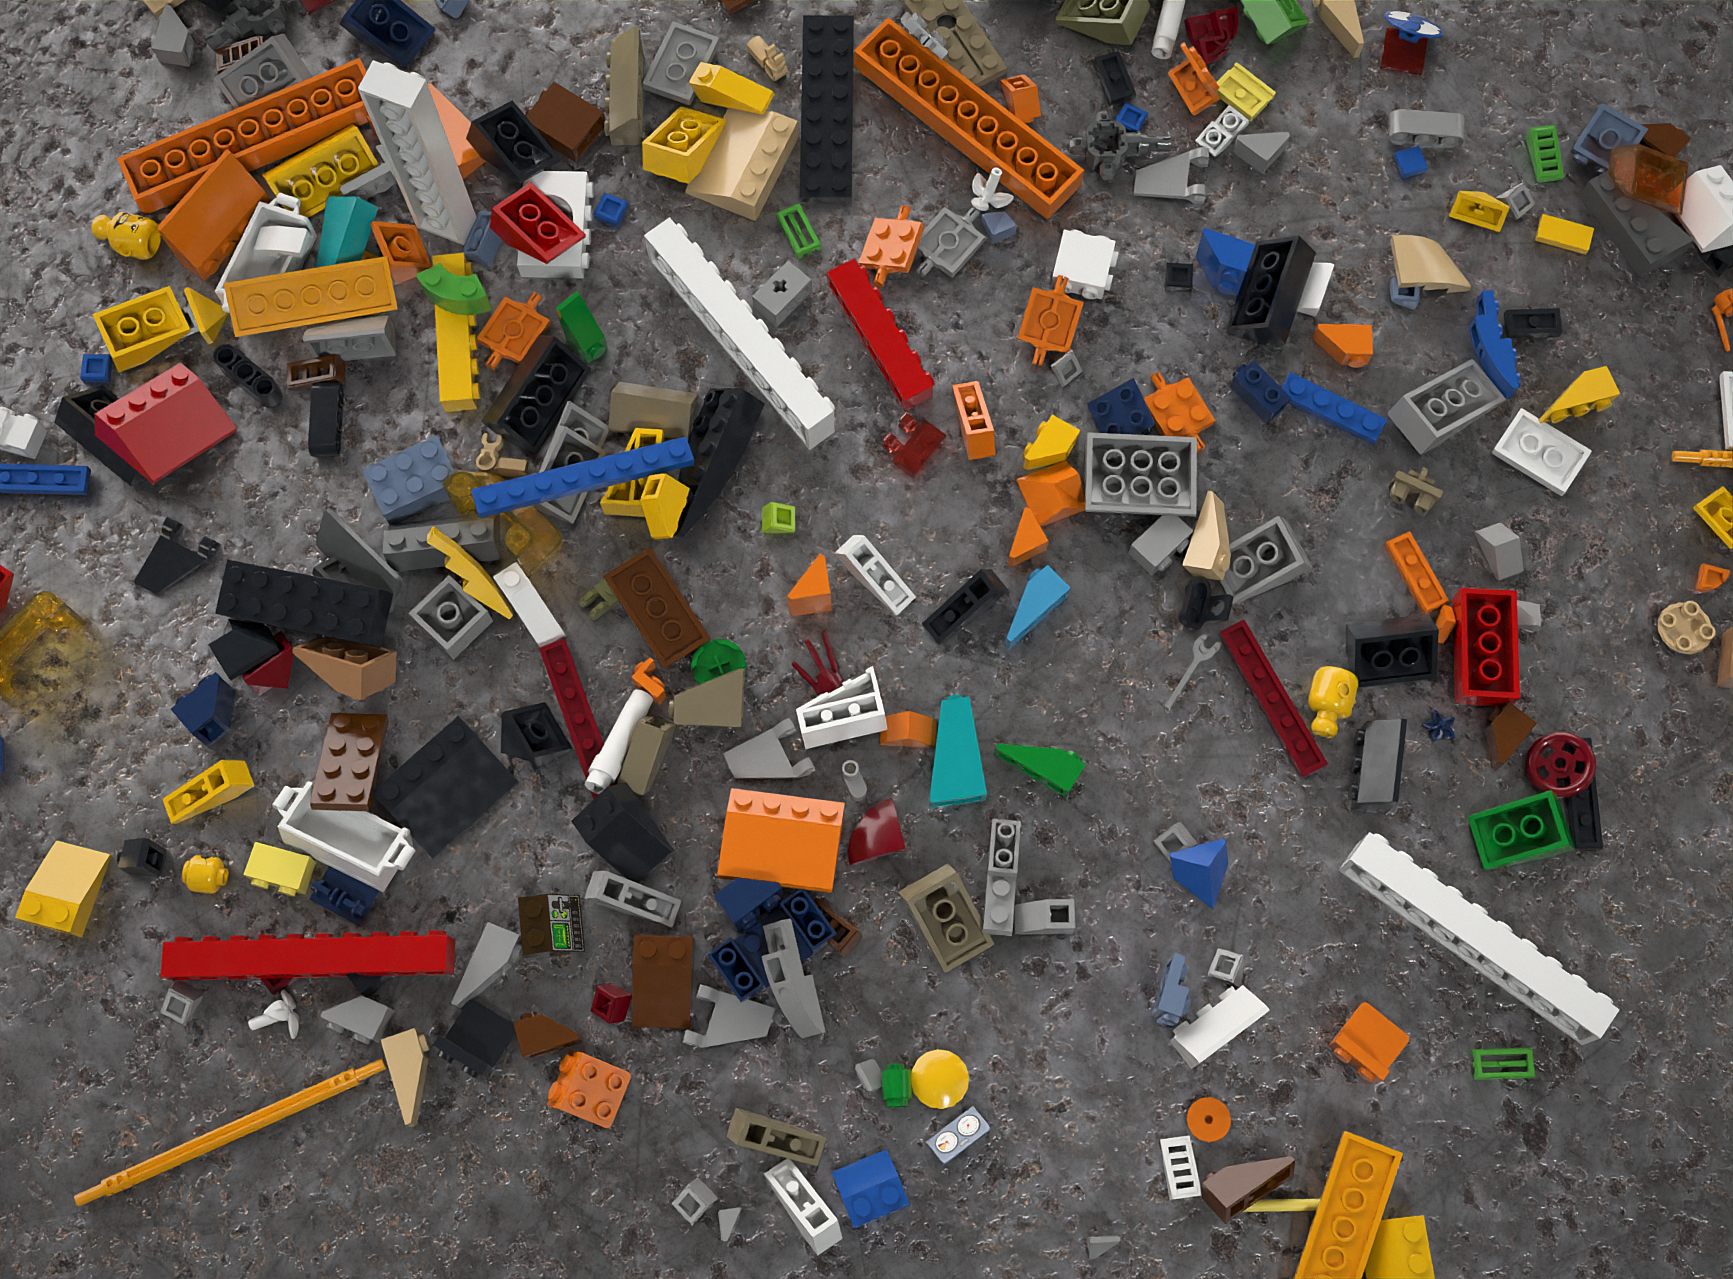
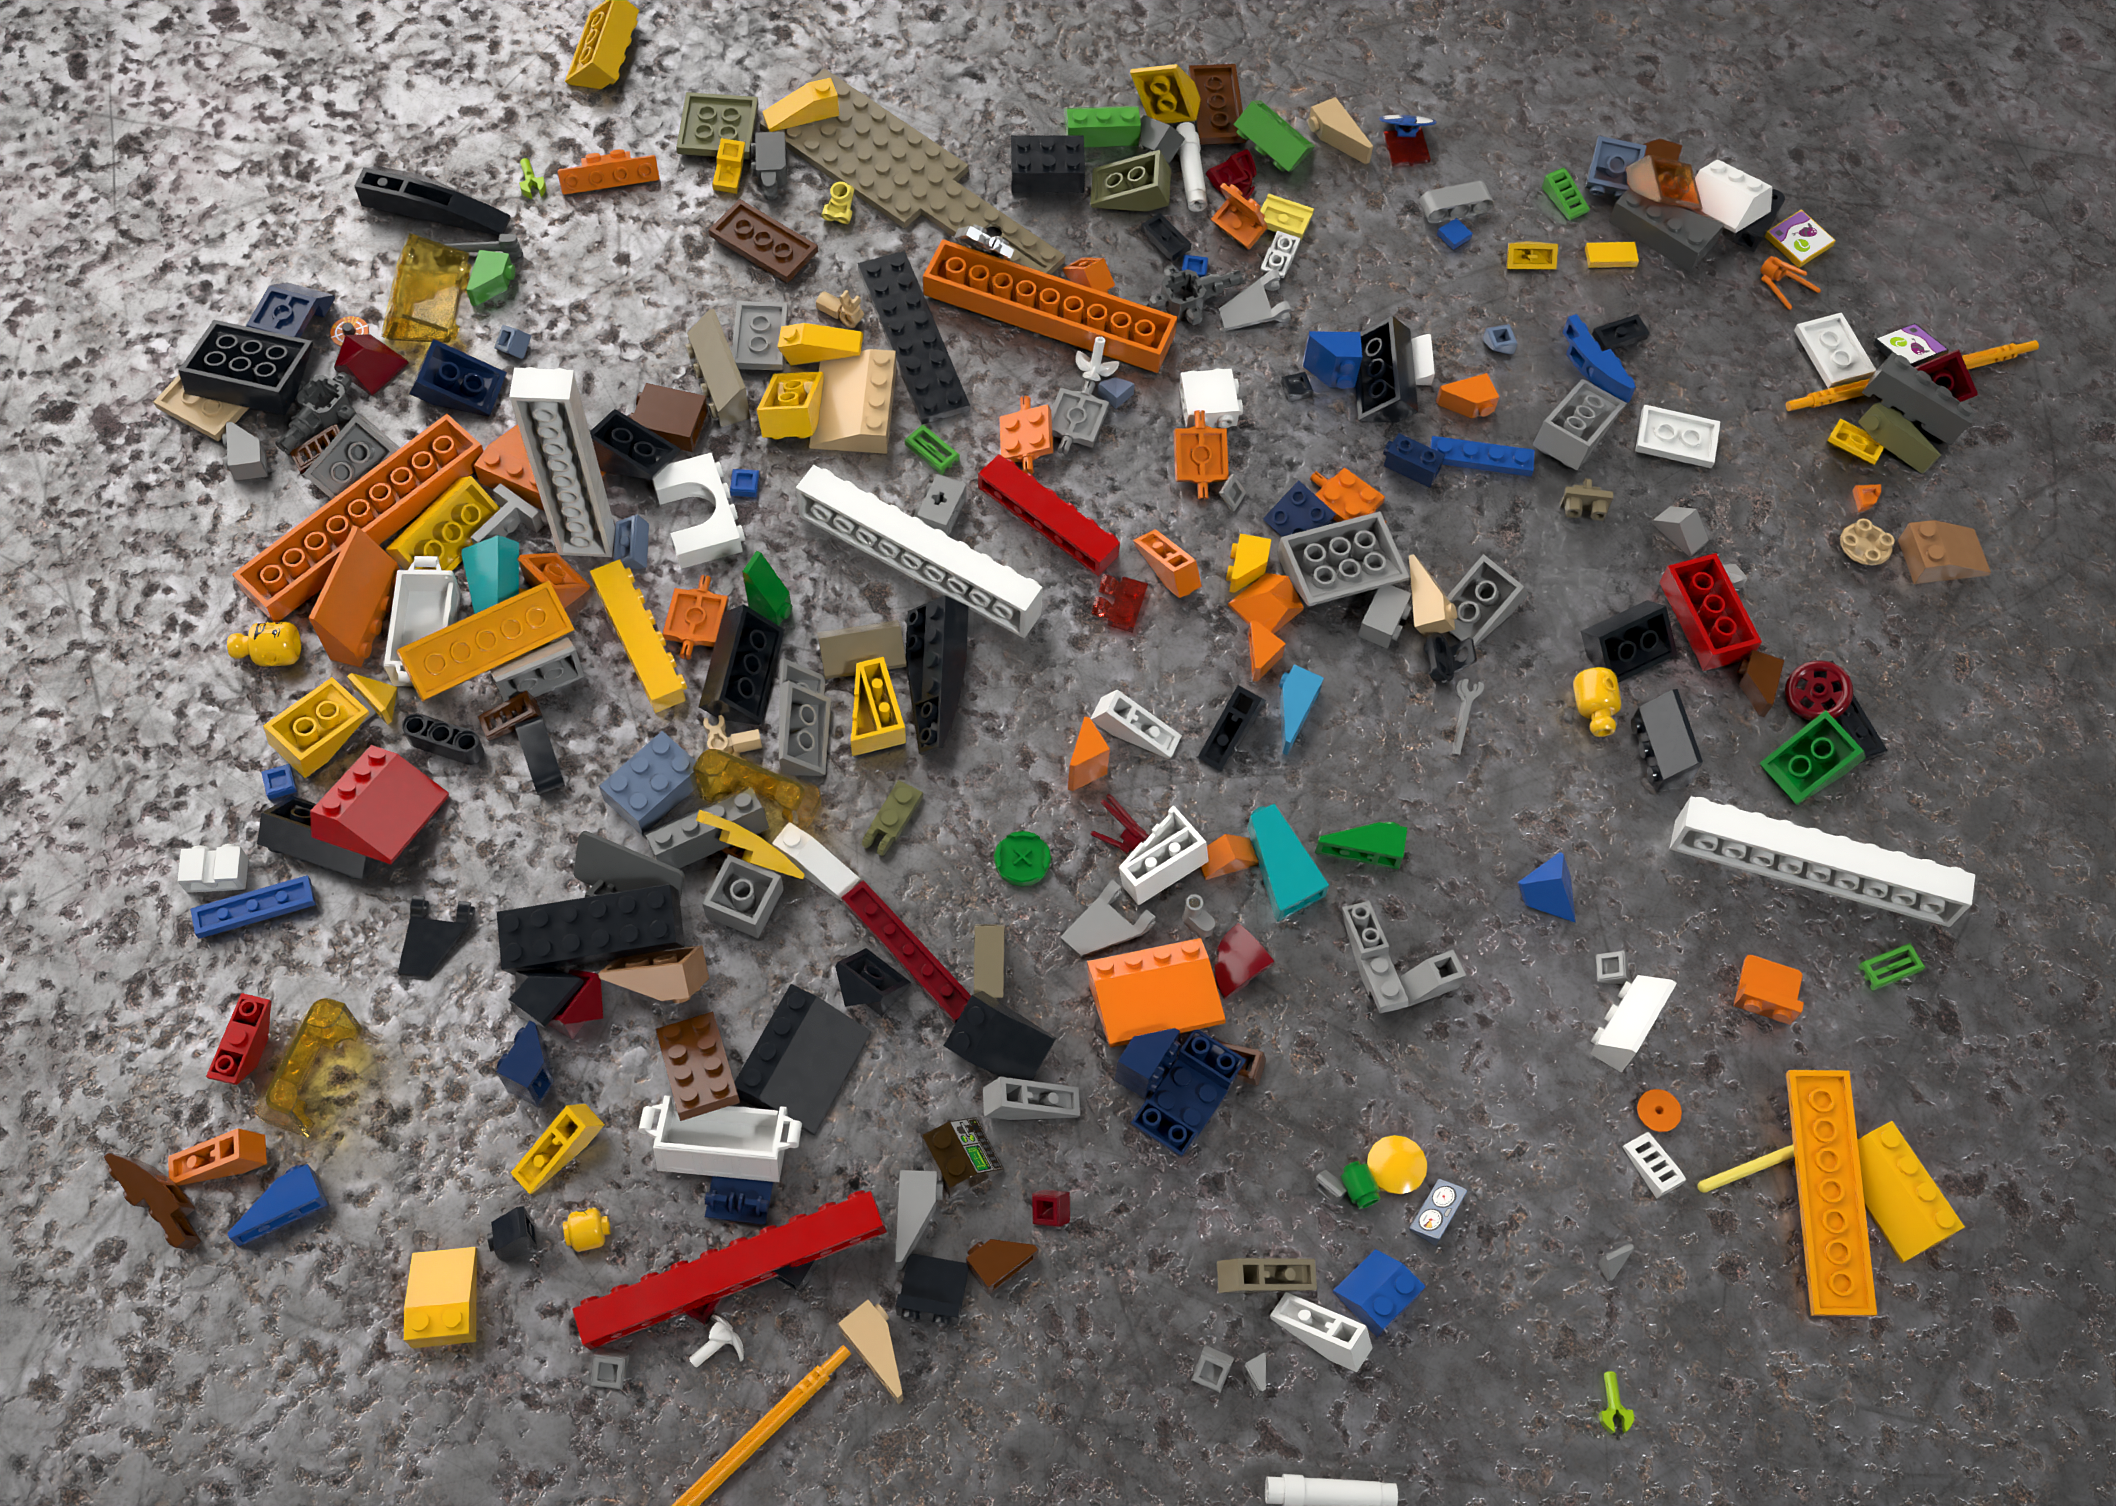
camera: 25 degrees left, 10 degrees down
(279, 869) = (663, 1197): light yellow brick -> none
(281, 240) = (431, 599): white slope -> none
(360, 1015) = (805, 1311): light grey slope -> none
(454, 293) = (628, 594): bright green brick -> none
(534, 225) = (682, 512): red slope -> none
(582, 477) = (826, 720): blue plate -> none
(588, 1088) = (1063, 1296): orange bracket -> none
(608, 762) = (957, 976): white piece -> none
(650, 685) = (962, 897): orange bracket -> none
(656, 608) = (942, 822): reddish brown plate -> none
(662, 981) = (1094, 1168): reddish brown slope -> none
(663, 504) = (914, 721): yellow slope -> none
(712, 702) = (1033, 890): dark tan slope -> none
(730, 1020) = (1175, 1182): light grey flag -> none
(778, 518) = (1021, 707): lime slope -> none
(792, 989) = (1217, 1120): light grey slope -> none
(946, 917) = (1338, 1012): dark tan slope -> none
(1172, 997) = (1577, 1005): sand blue plate -> none
(1175, 839) = (1513, 872): light grey slope -> none
(1244, 1184) = (1718, 1156): slope -> none
(1261, 149) = (1320, 259): light grey slope -> none
(1273, 699) = (1546, 718): dark red plate -> none
(1416, 573) = (1618, 571): orange tile -> none
(1425, 264) = (1506, 312): tan slope -> none
(1441, 727) = (1701, 695): dark blue plant -> none
(1445, 623) = (1666, 599): orange tile -> none
(1518, 200) = (1562, 236): light grey slope -> none
(1588, 392) = (1694, 374): yellow slope -> none

